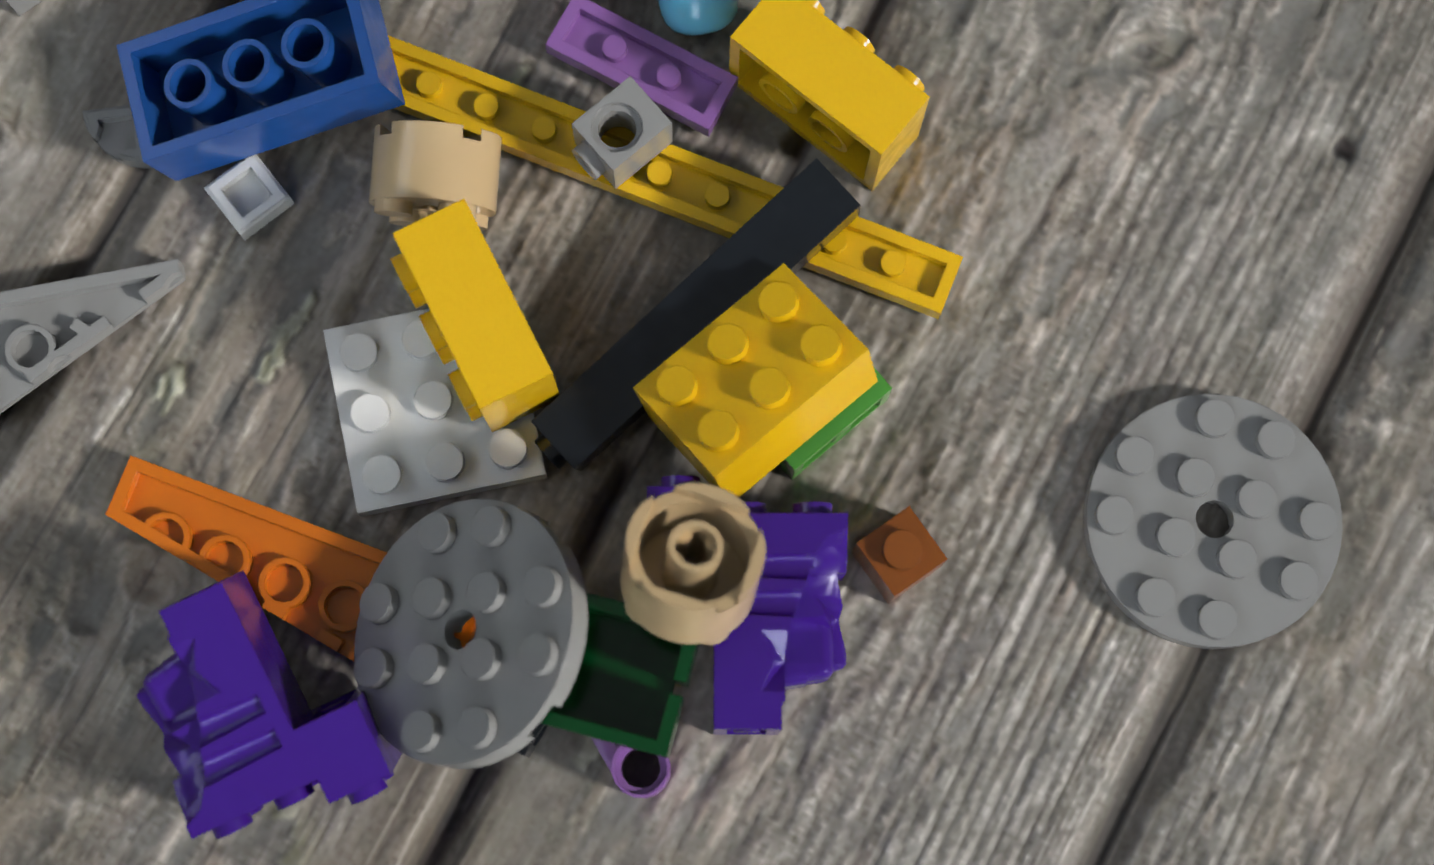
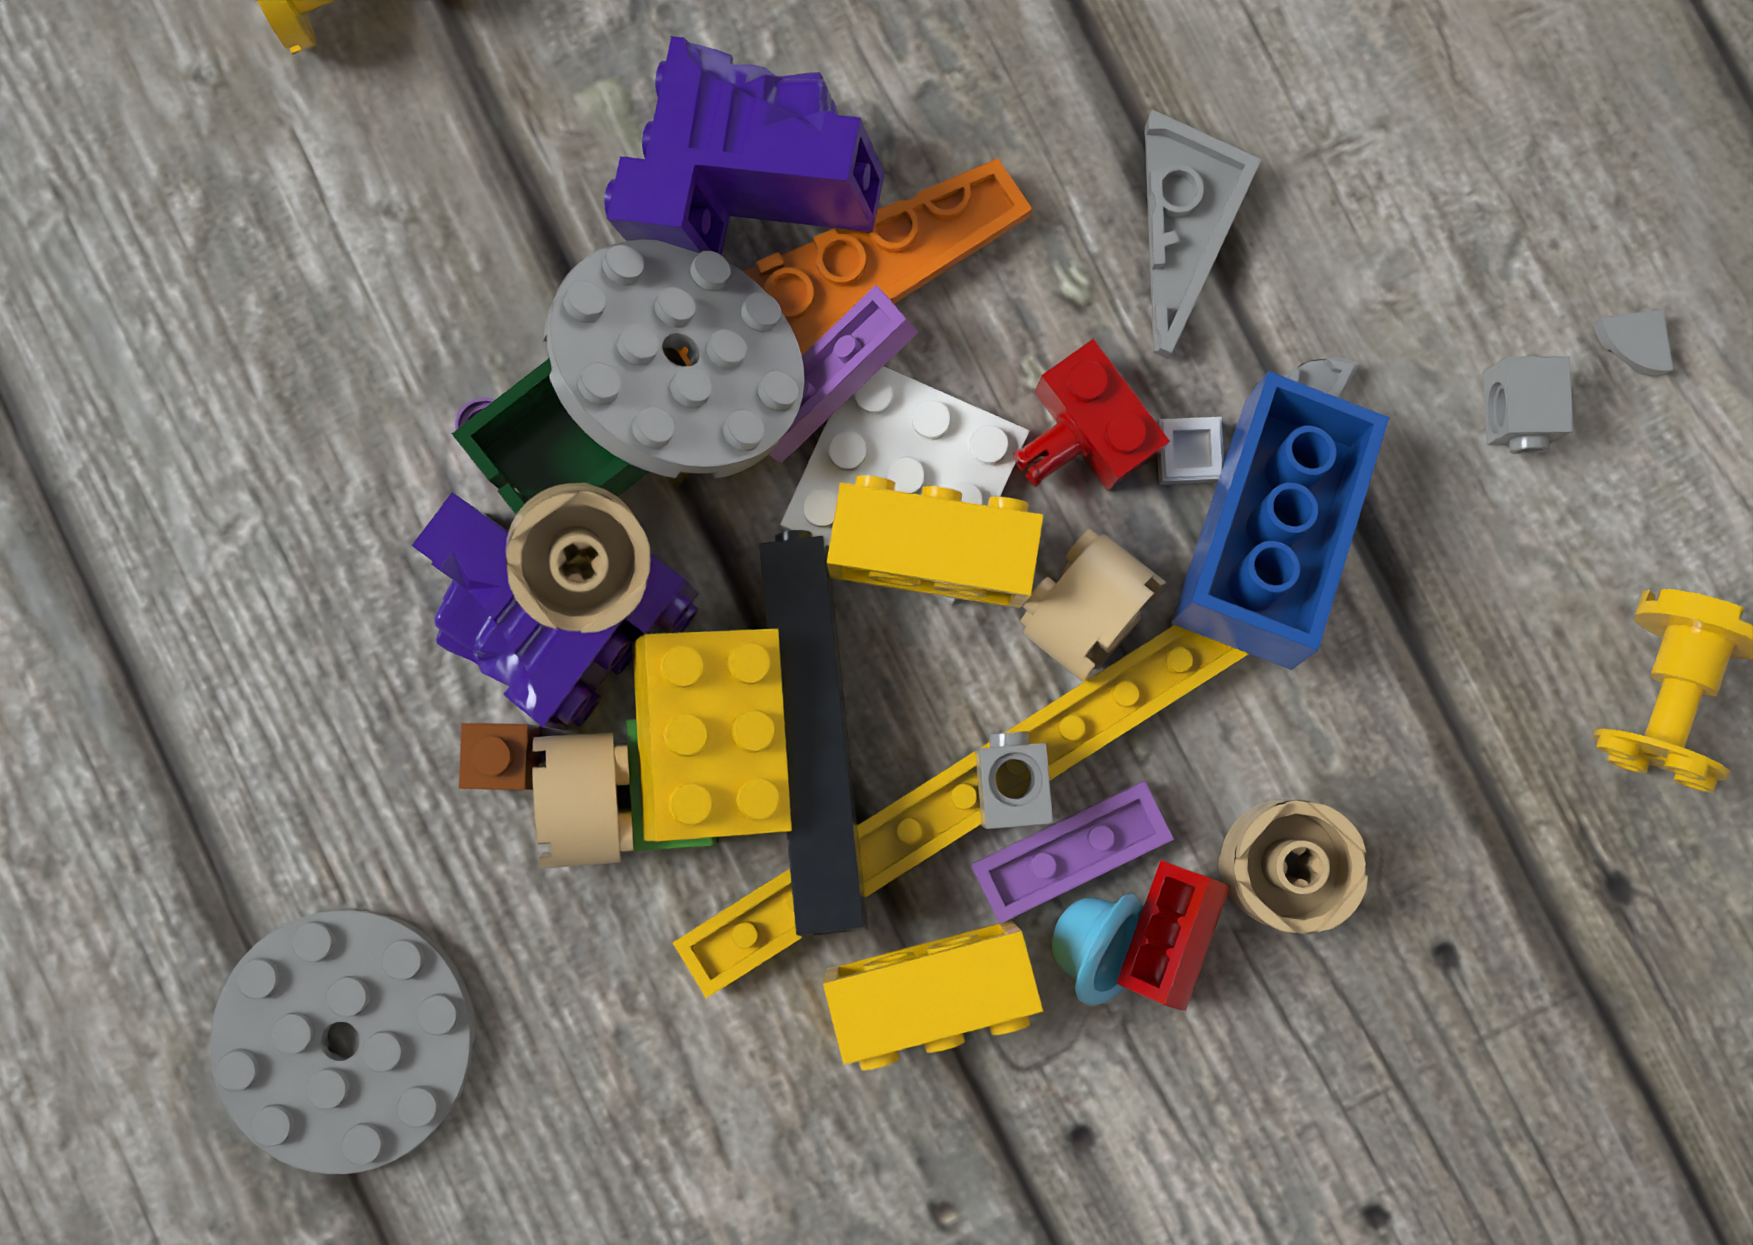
camera: 125 degrees right, 5 degrees up
(278, 278) = (1094, 419): none -> red brick
(358, 508) = (845, 362): none -> medium lavender plate
(882, 458) = (579, 800): none -> tan brick

